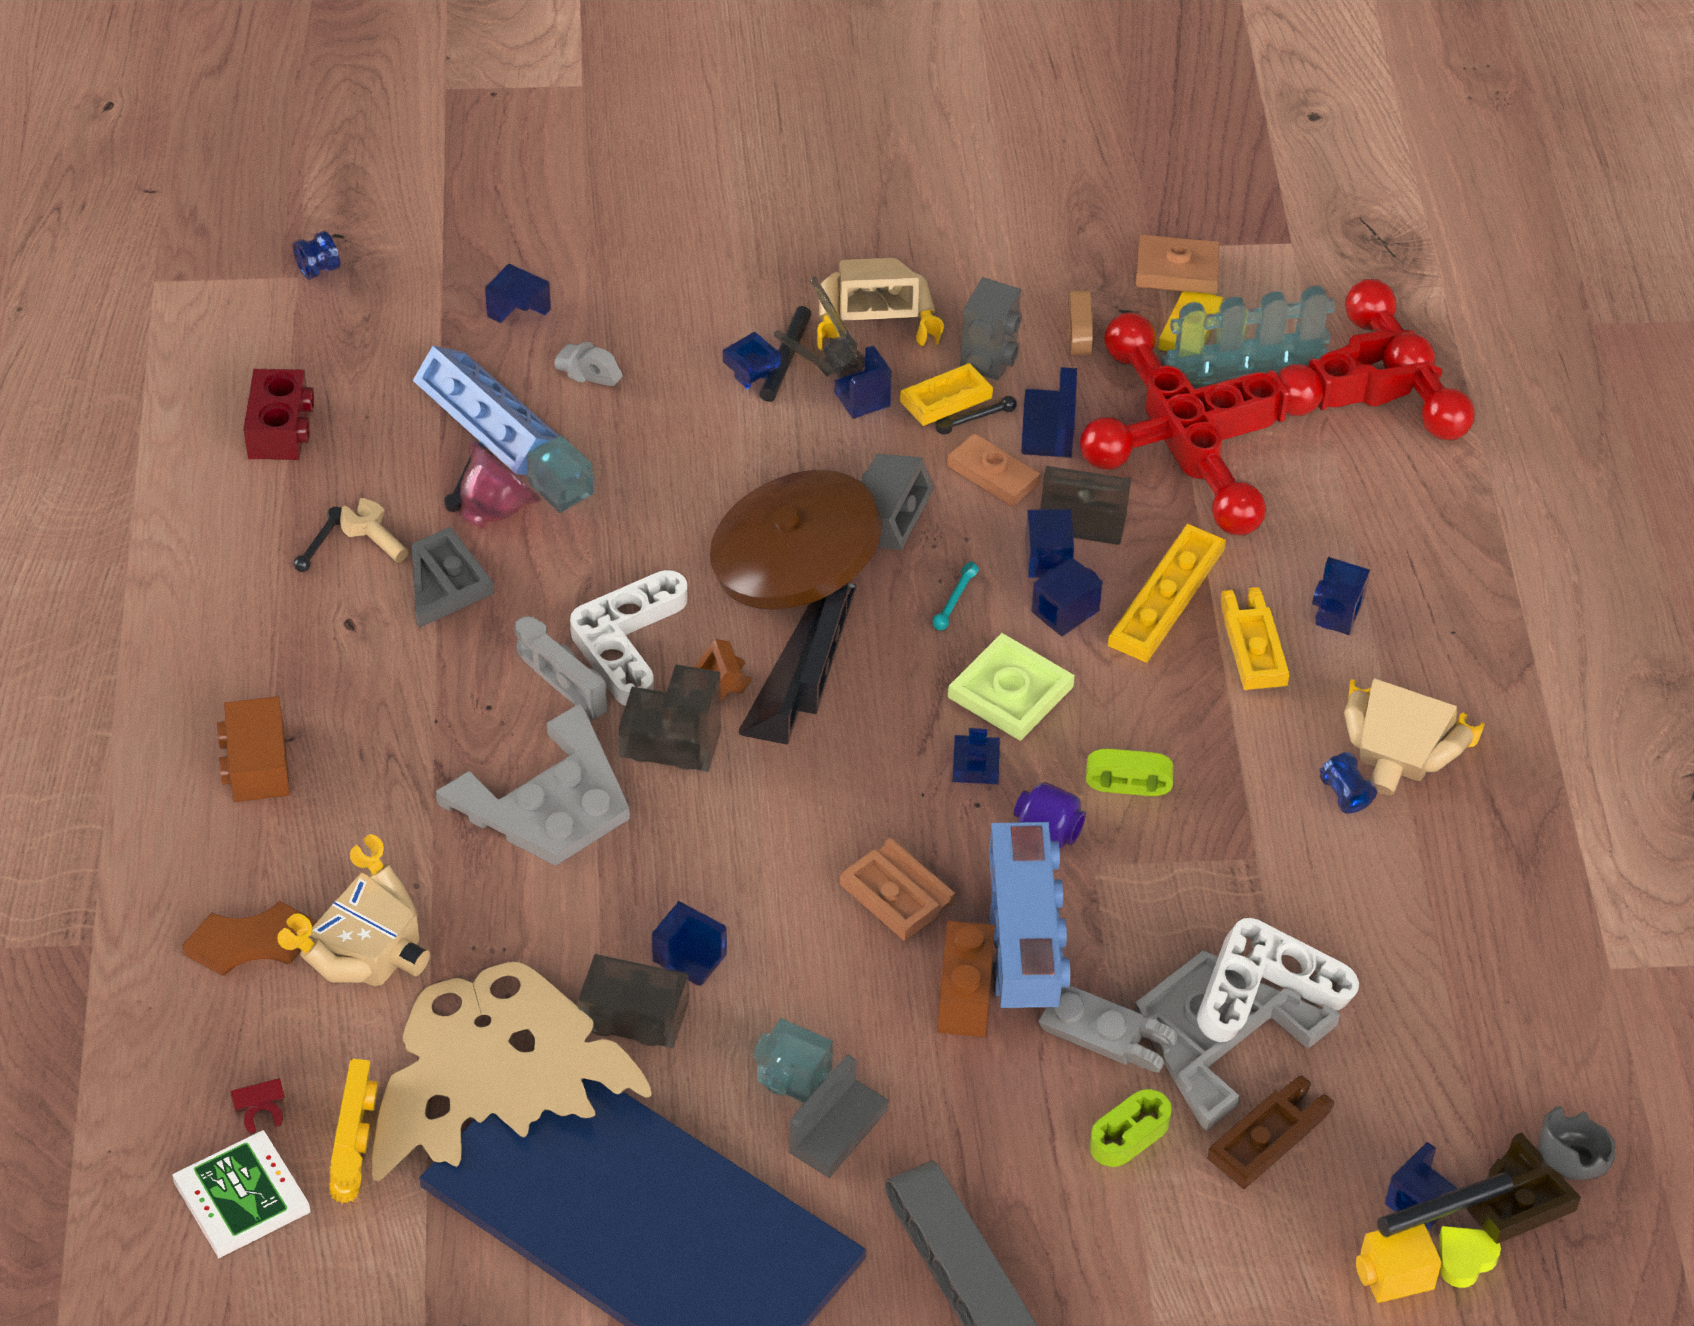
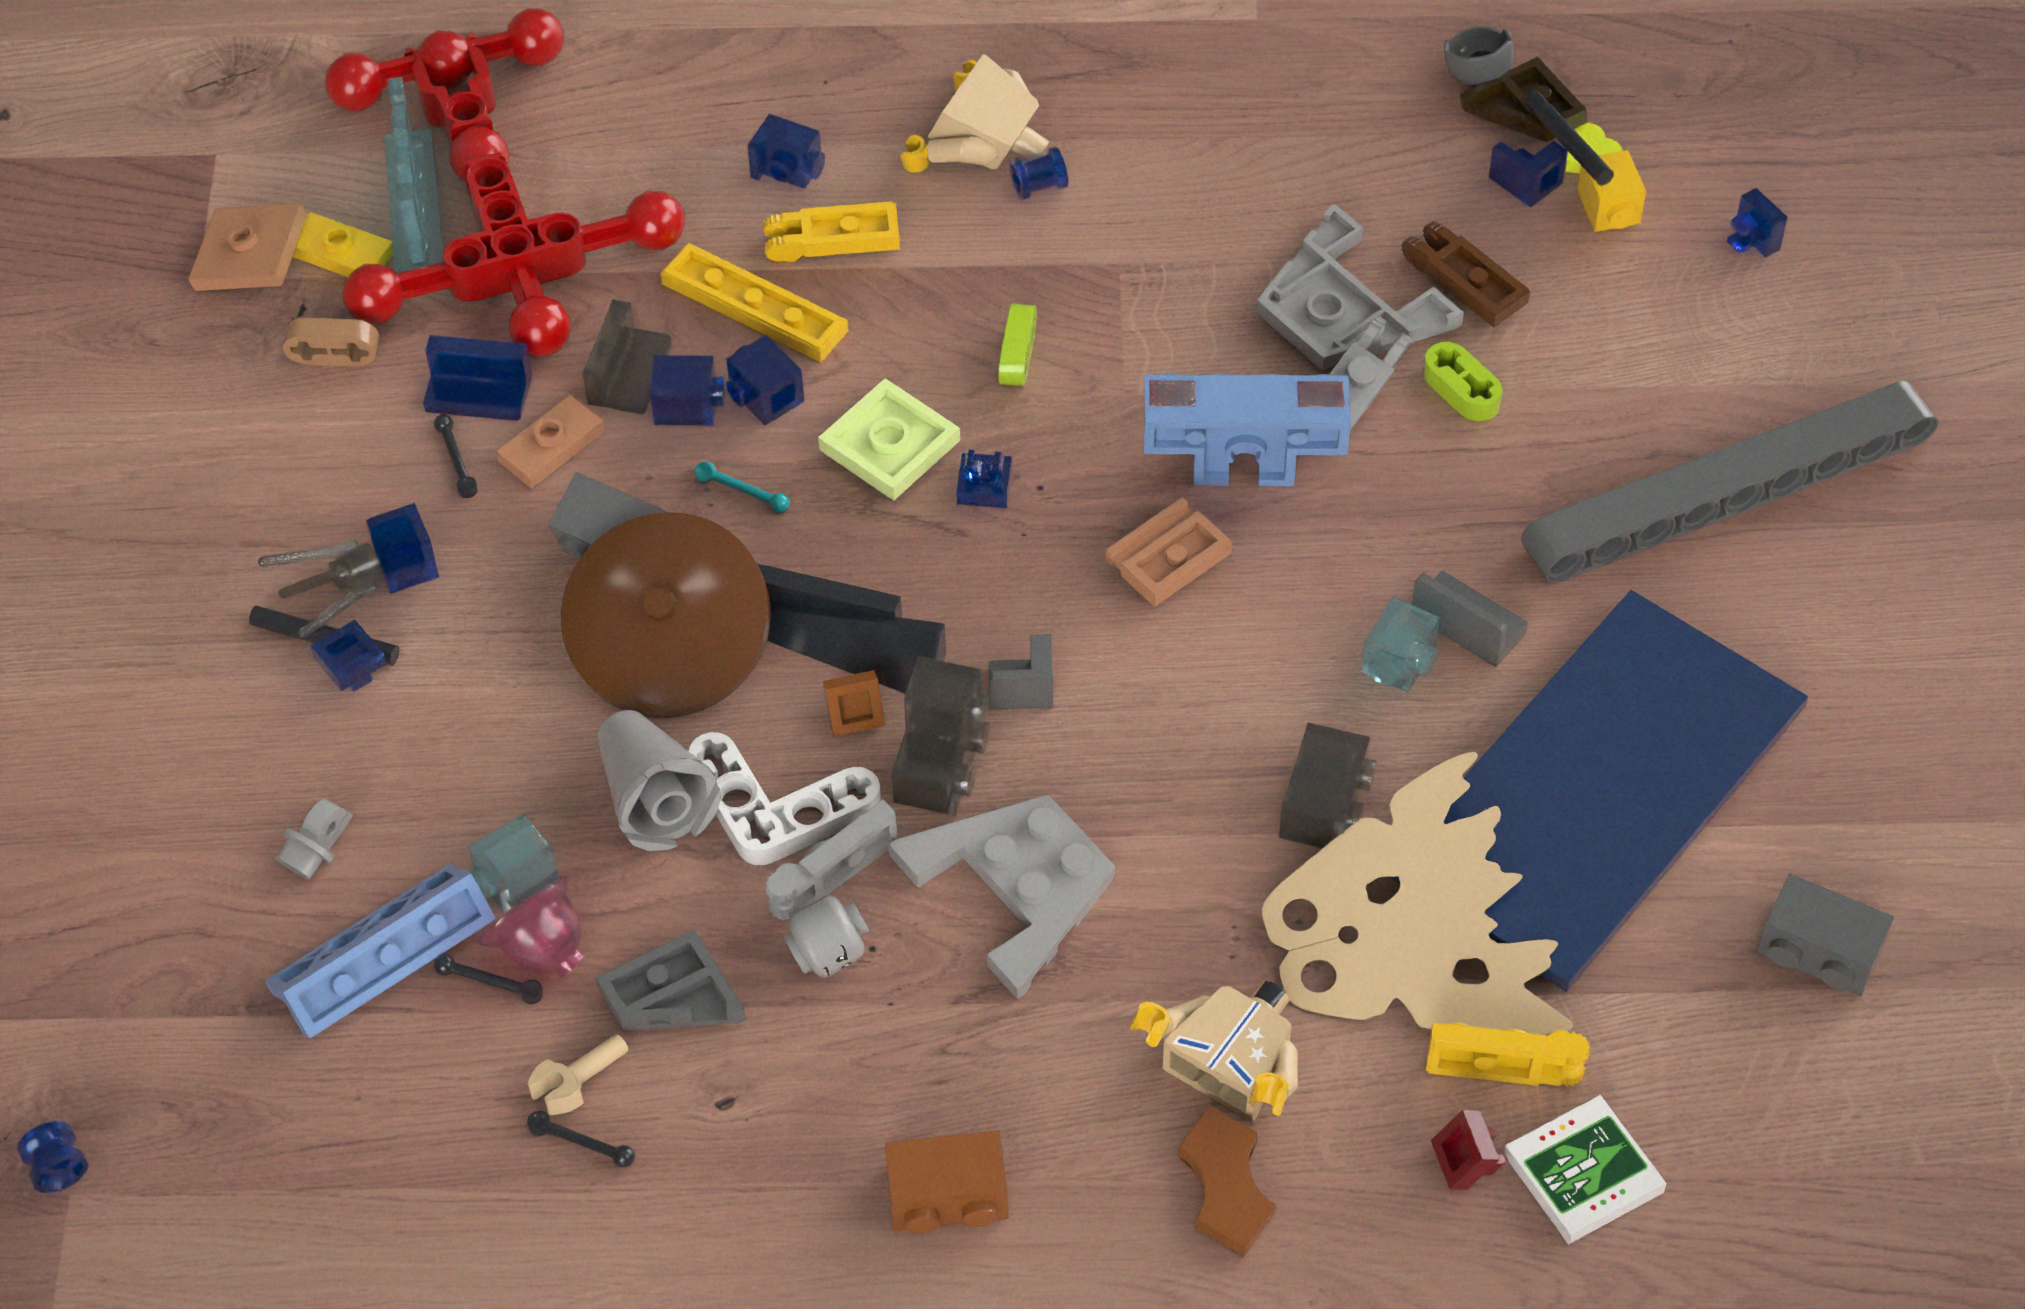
camera: 85 degrees left, 5 degrees up
(277, 414) = (356, 1203): dark red brick -> none
(483, 661) = (826, 936): none -> light grey head
(518, 289) = (177, 910): clear blue panel -> none
(632, 541) = (655, 782): none -> light grey cone
(689, 943) = (1240, 741): clear blue panel -> none
(753, 791) = (1024, 681): none -> dark grey panel
(878, 291) = (263, 518): tan torso -> none
(946, 394) = (428, 475): yellow plate -> none
(966, 978) = (1295, 492): dark orange brick -> none
(991, 328) = (351, 410): dark grey brick -> none
(1054, 806) = (1074, 415): dark purple head -> none
(1266, 962) = (1275, 253): white beam -> none

